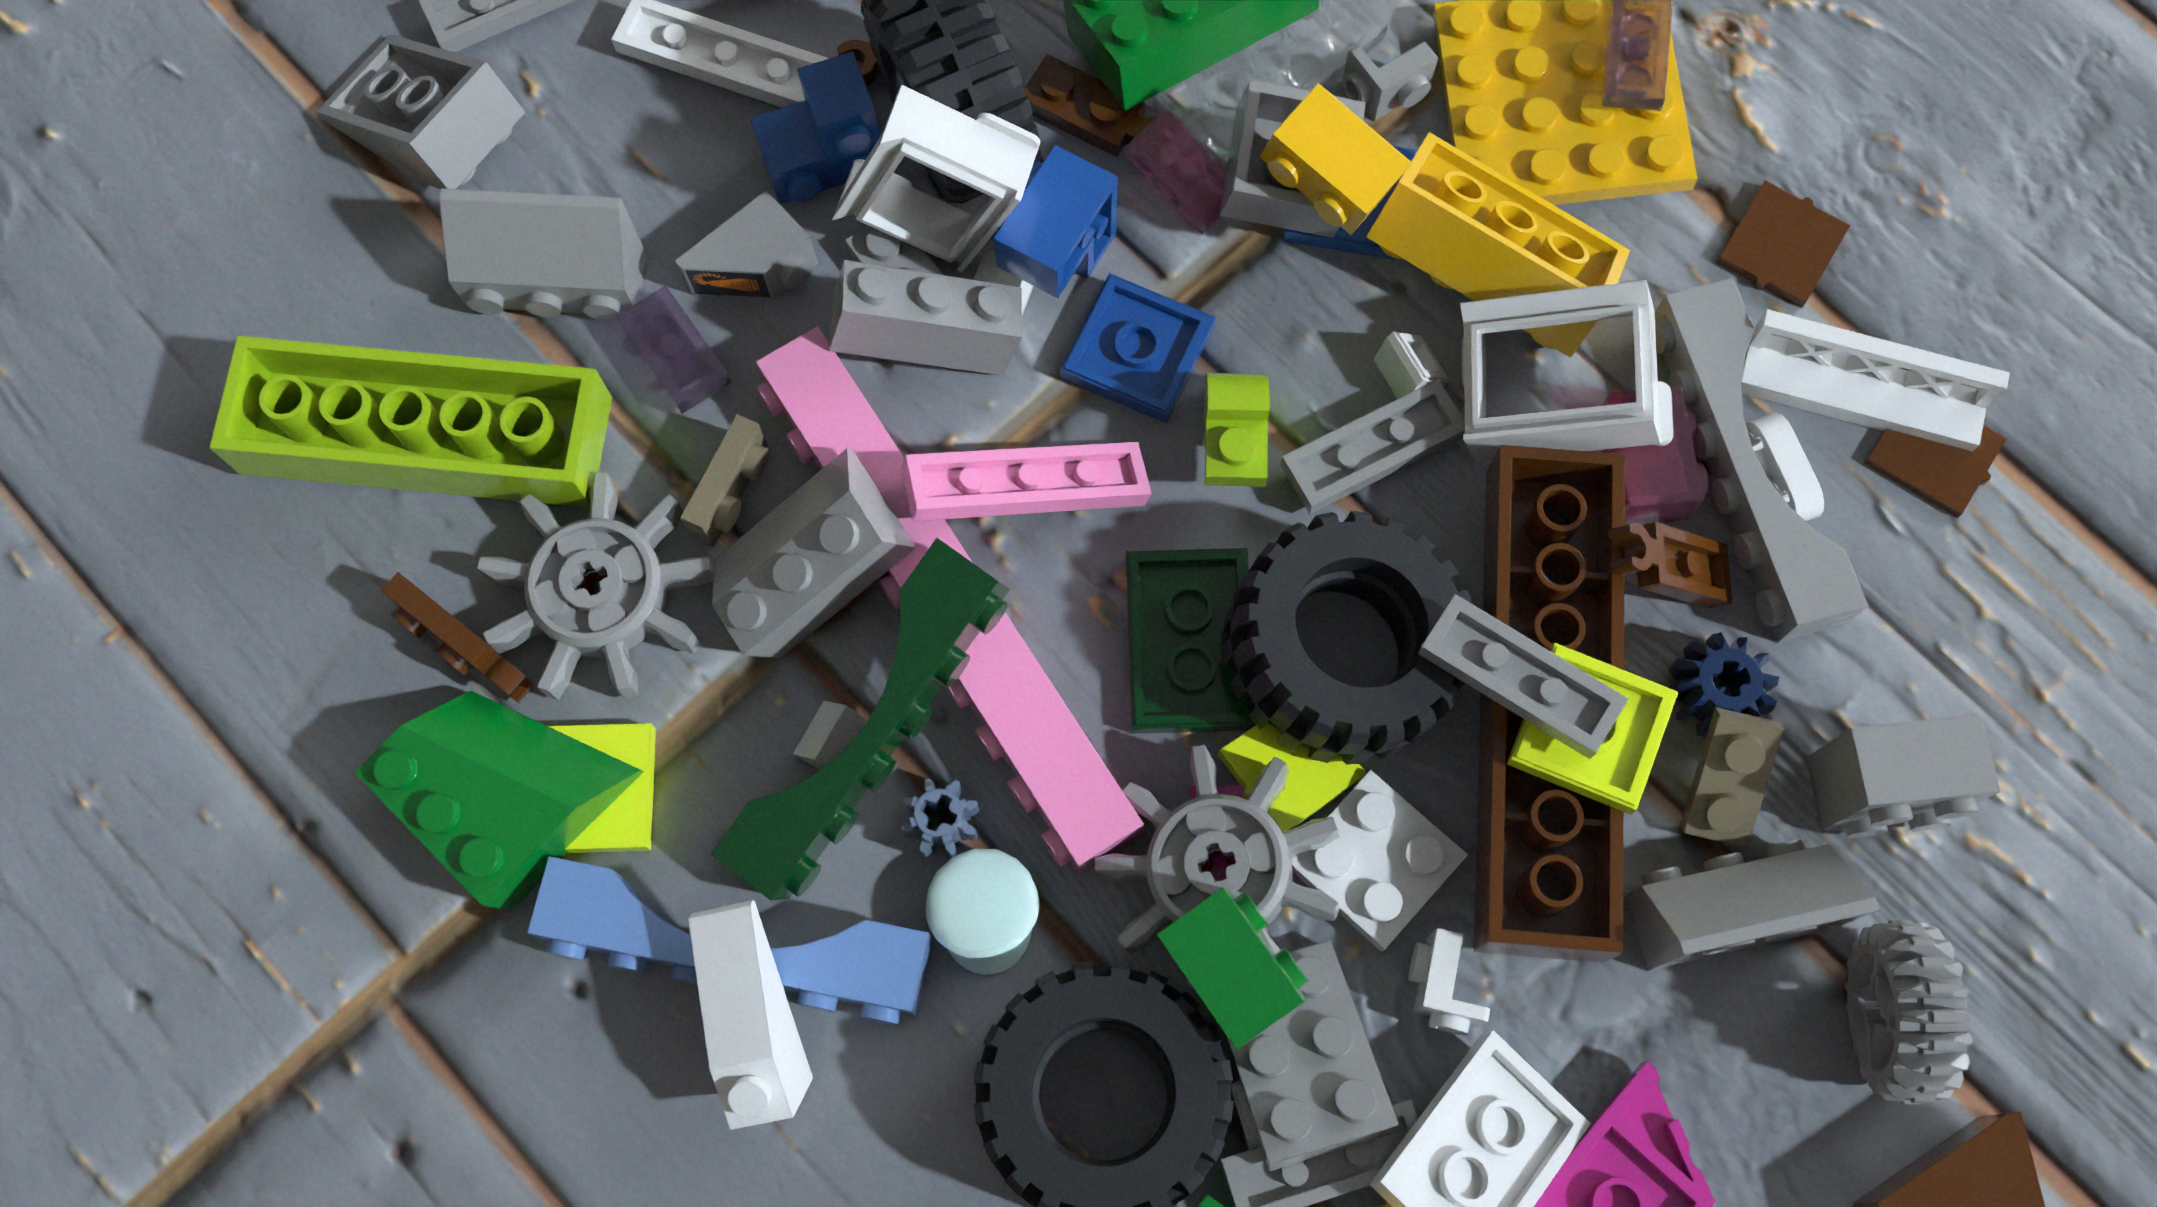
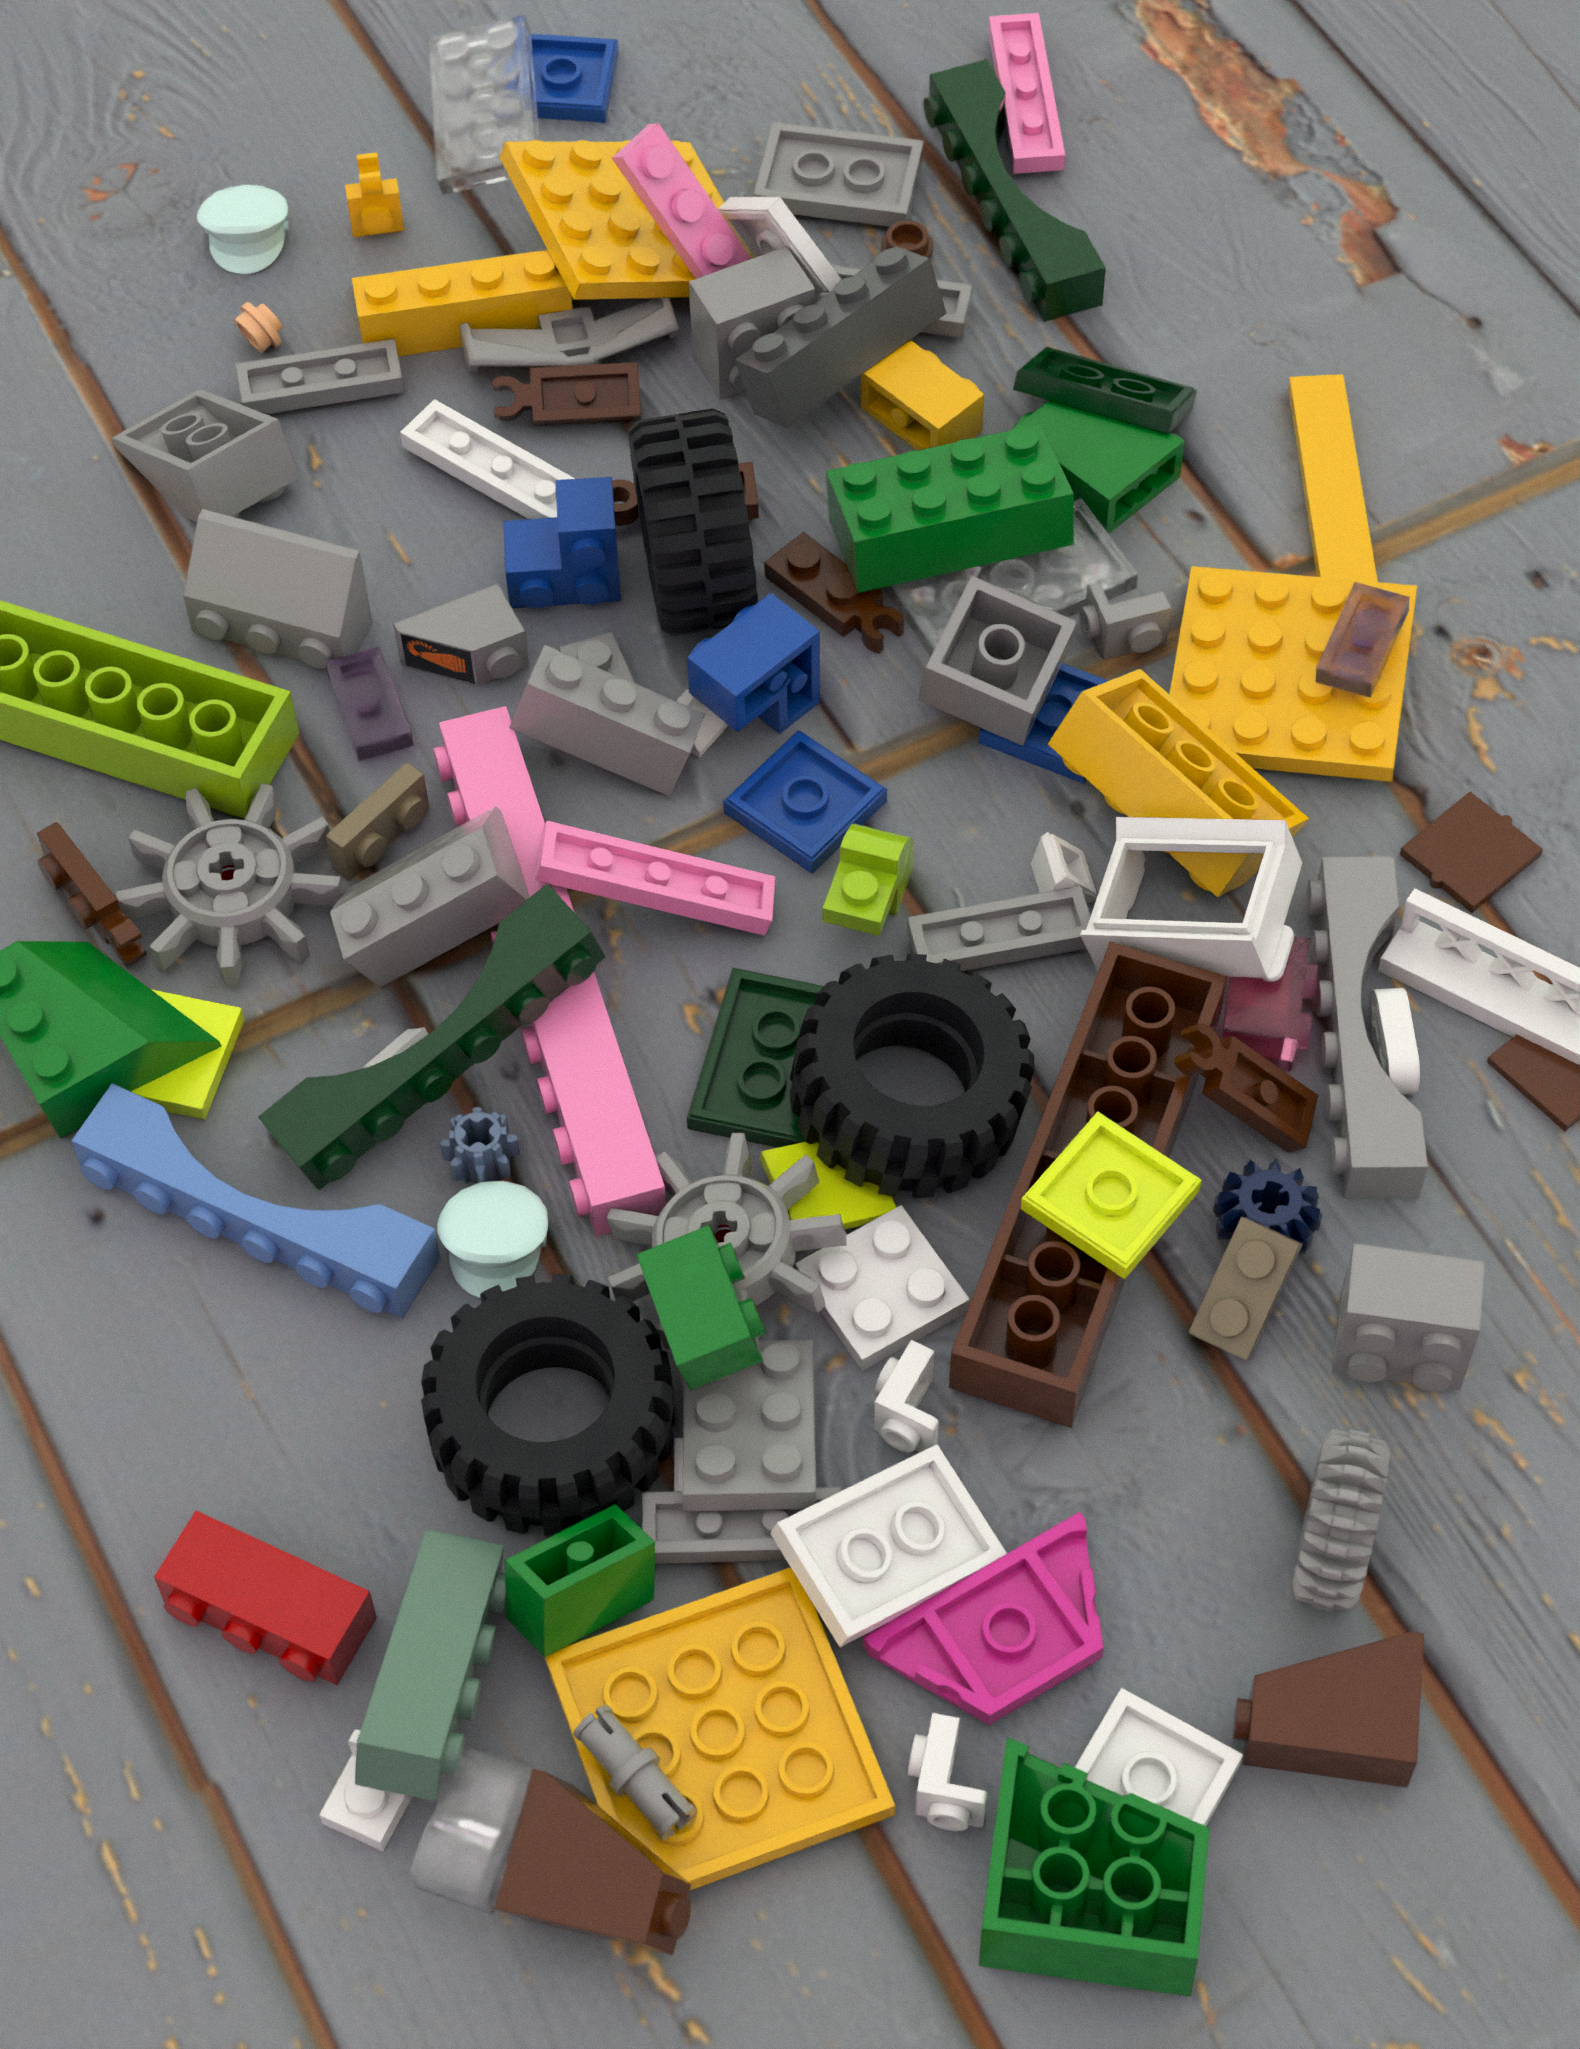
camera: 15 degrees right, 15 degrees down
(746, 1018) = (244, 1251): white slope -> none
(978, 153) = (691, 573): white piece -> none
(1180, 169) = (893, 653): clear pink plate -> none
(1333, 160) = (1024, 658): yellow brick -> none
(1523, 676) = (1050, 1123): light grey plate -> none
(1745, 903) = (1218, 1404): light grey slope -> none

